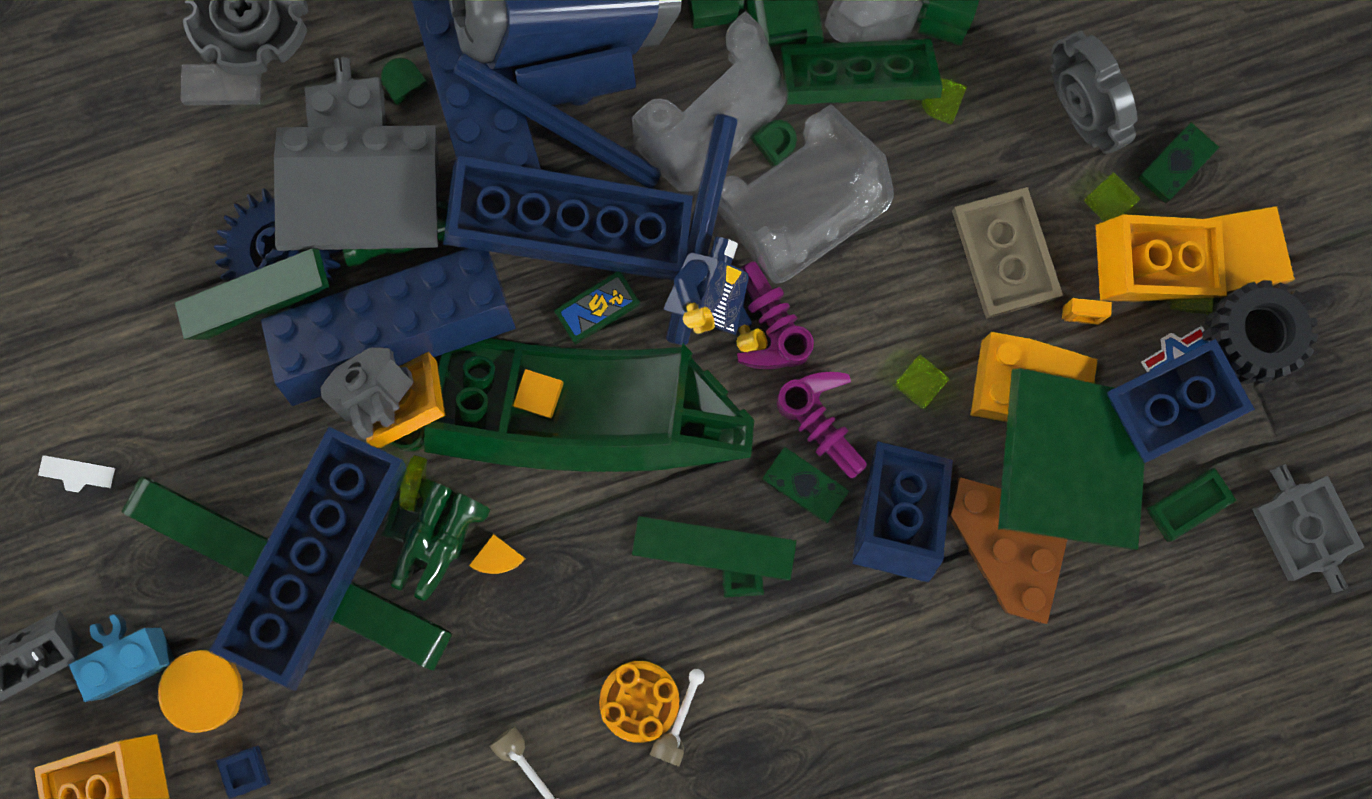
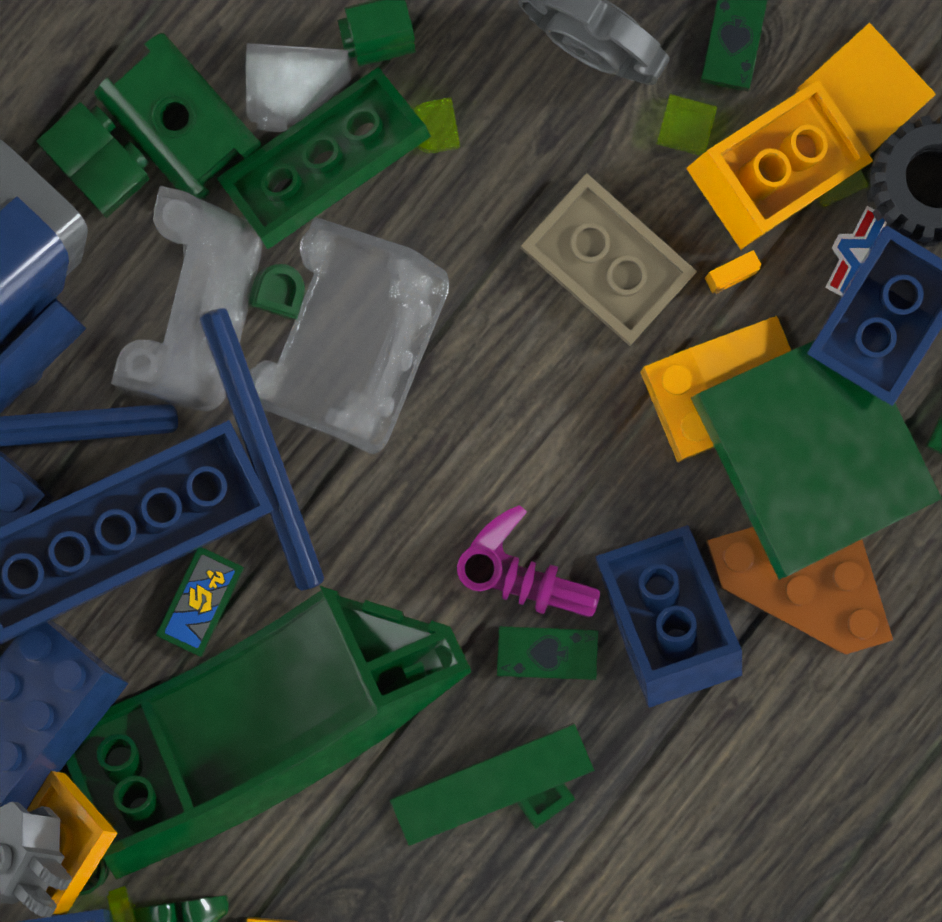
camera: 35 degrees left, 5 degrees up
(538, 394) = (198, 738): light orange tile -> none
(712, 295) = (320, 516): dark blue torso -> none
(780, 325) = (400, 490): magenta piece -> none
(921, 382) = (602, 460): clear neon green tile -> none

